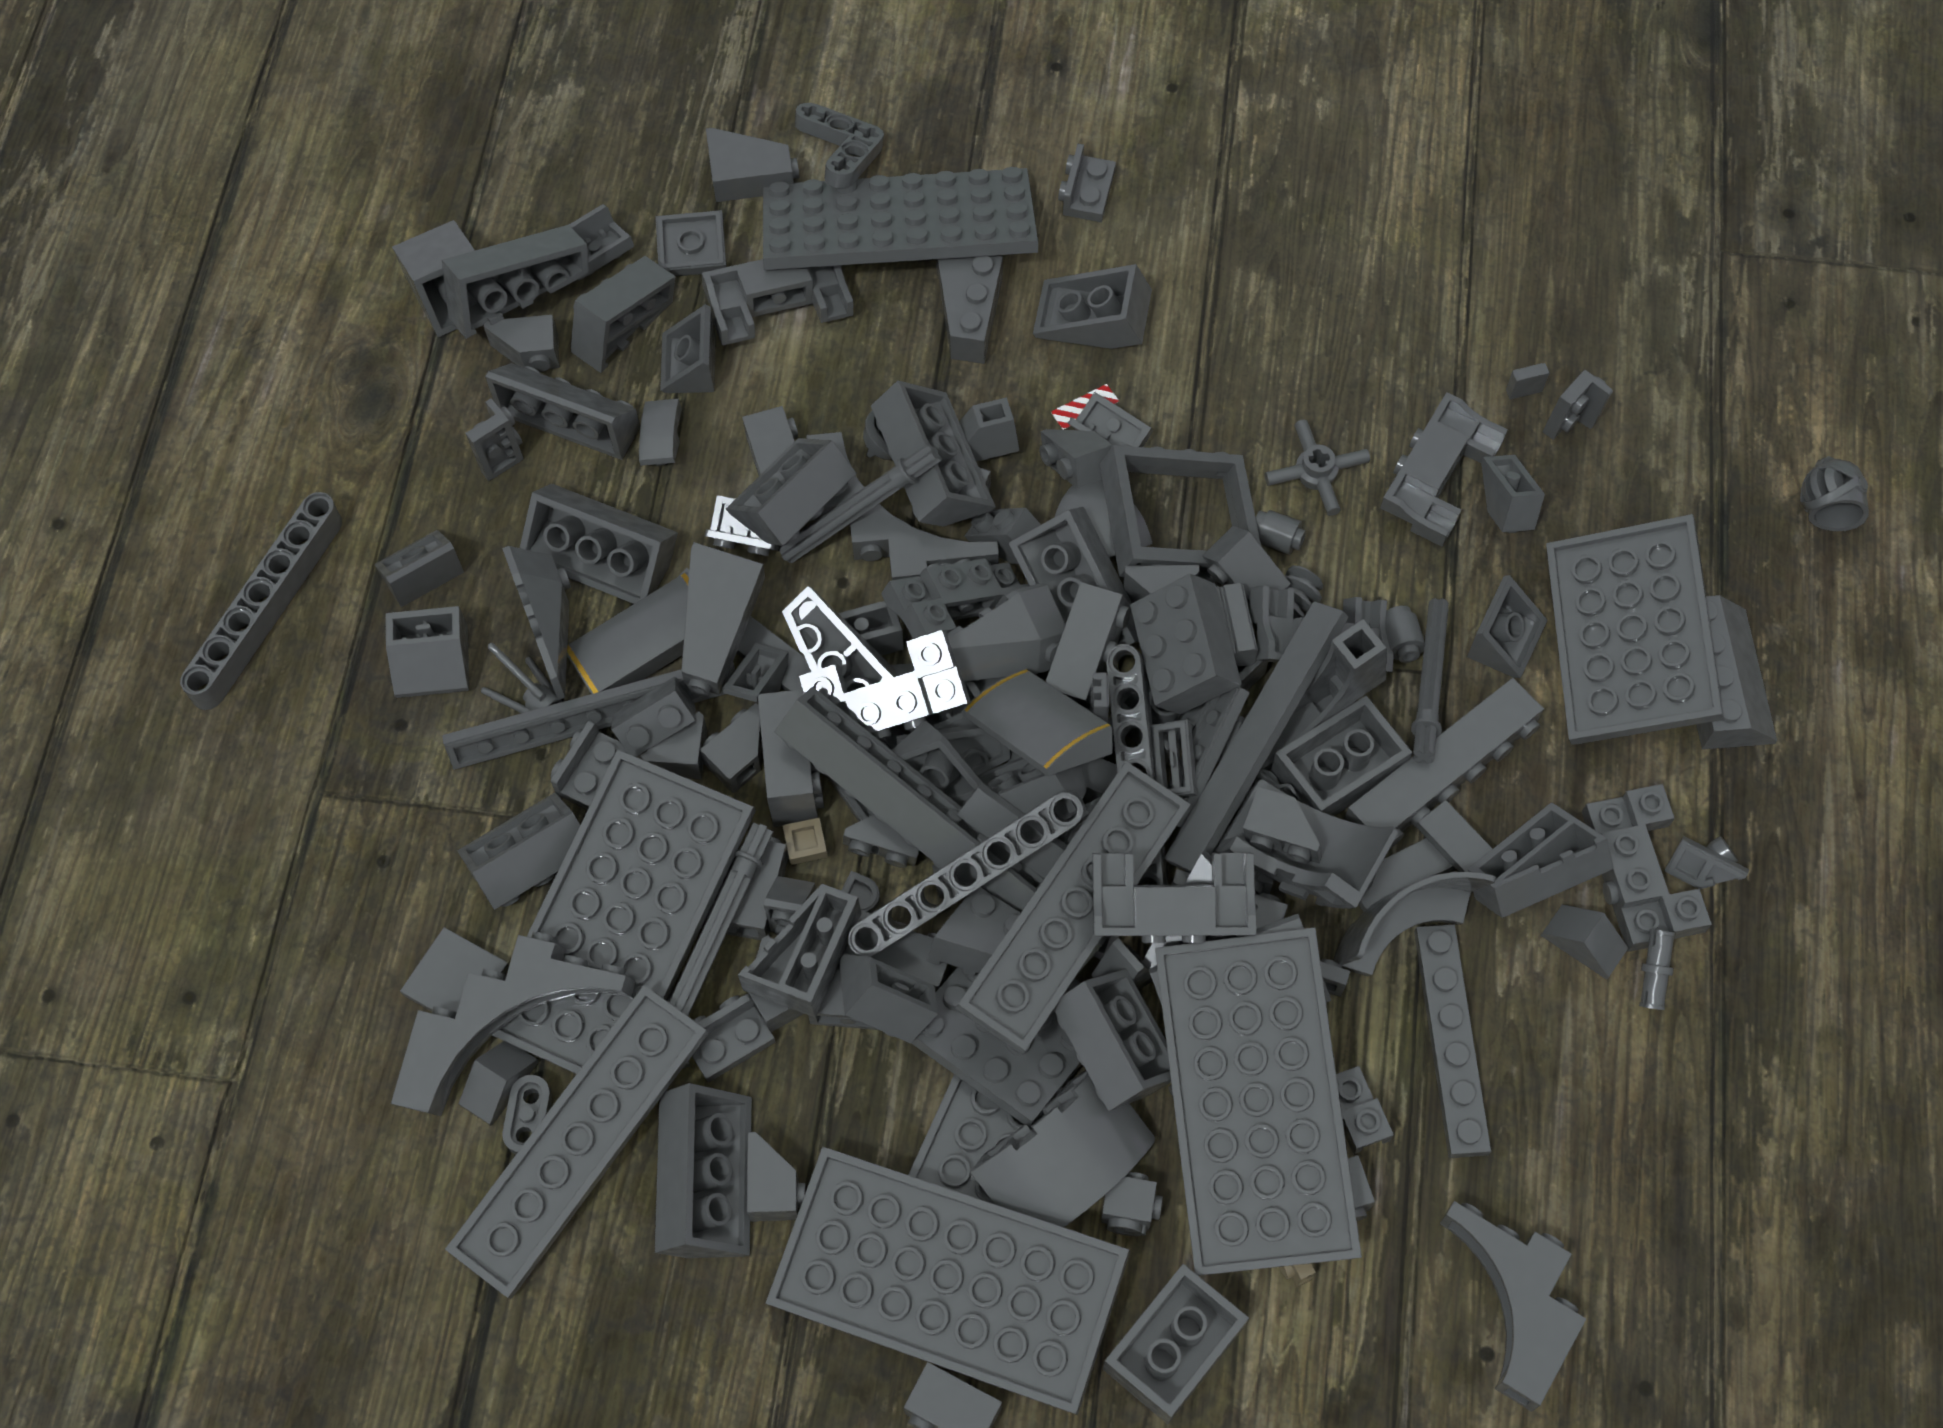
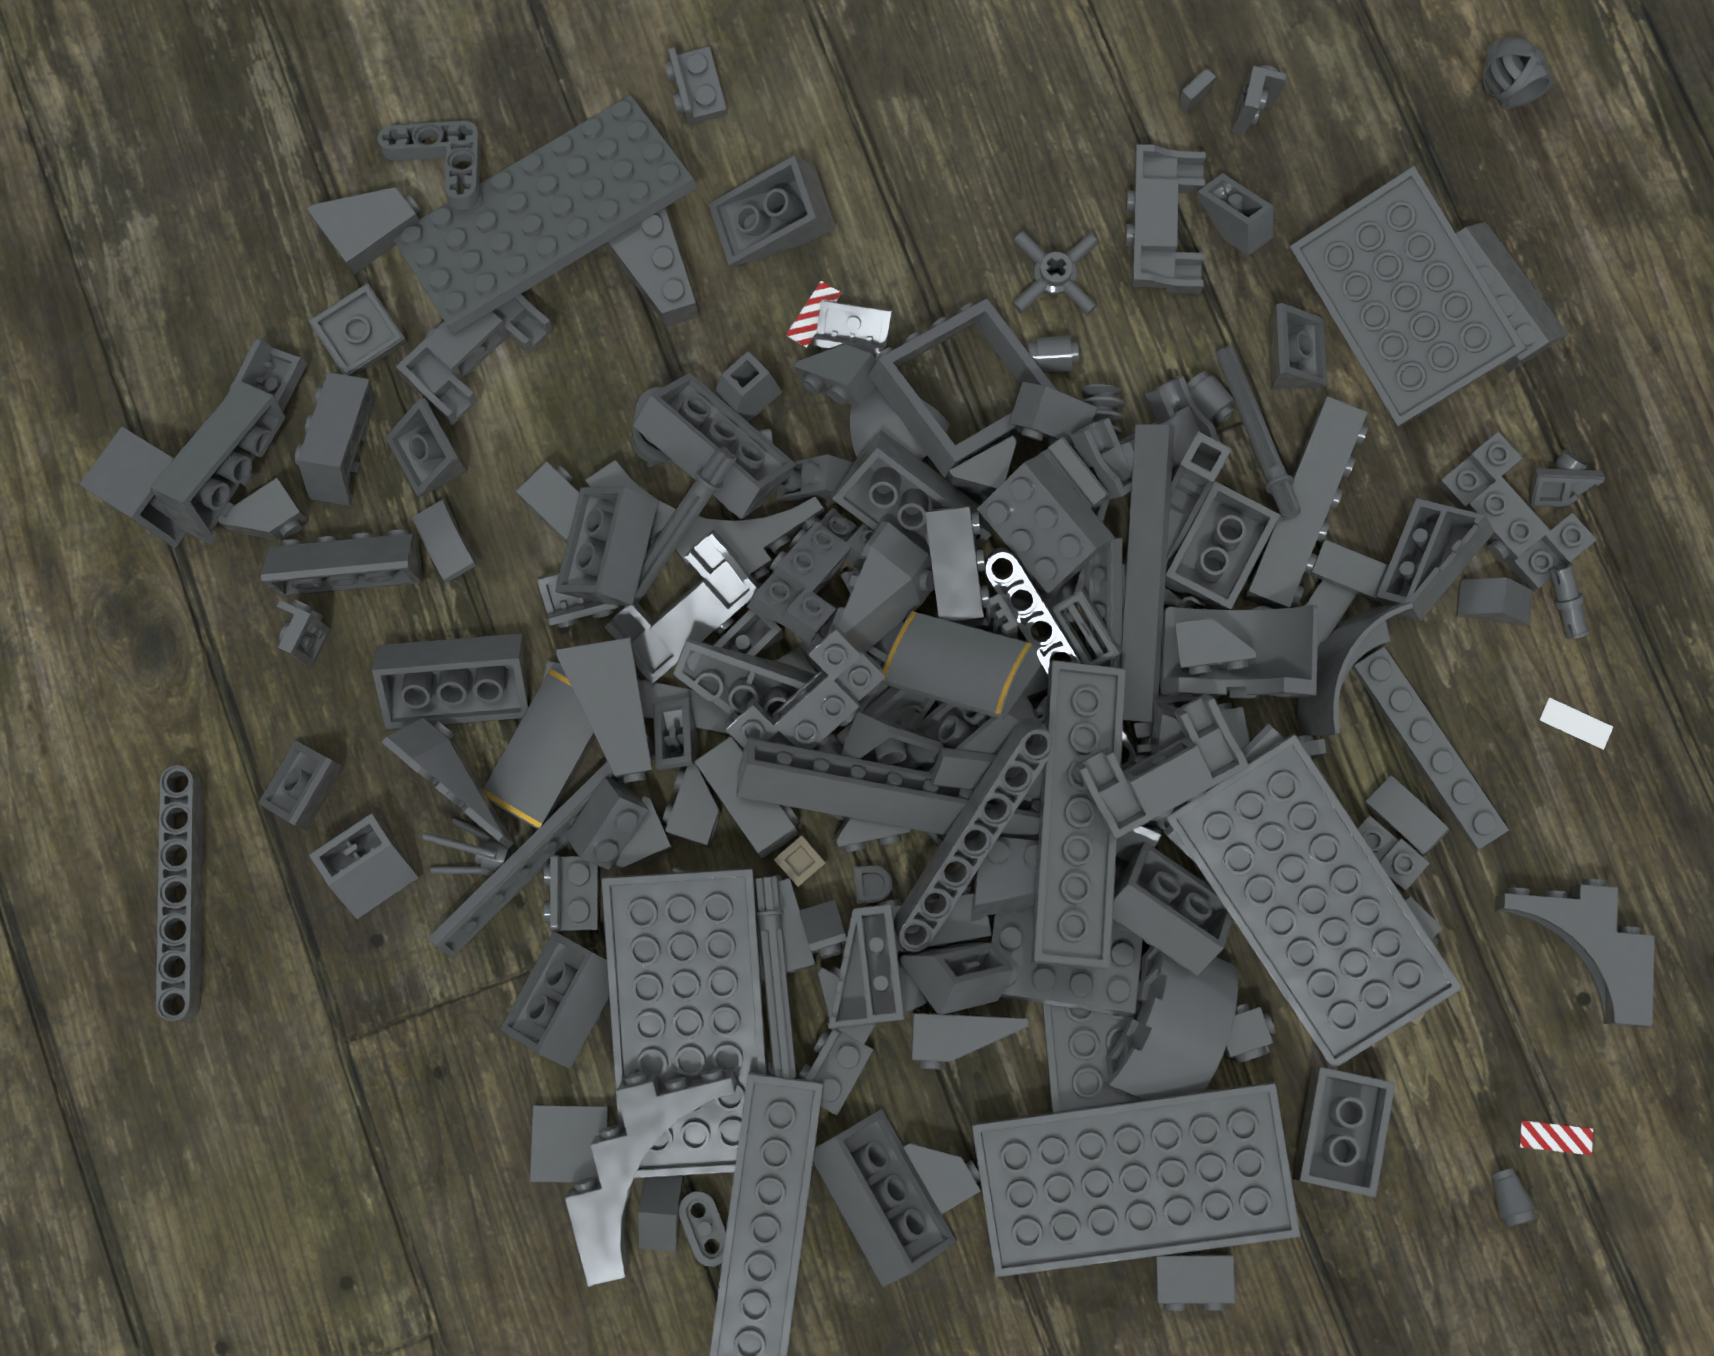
camera: 25 degrees left, 15 degrees up
(841, 583) = (694, 615): none -> bracket
(855, 1060) = (953, 1036): none -> dark grey slope
(1396, 1087) = (1407, 816): none -> dark grey slope
(1611, 1091) = (1576, 723): none -> white sticker

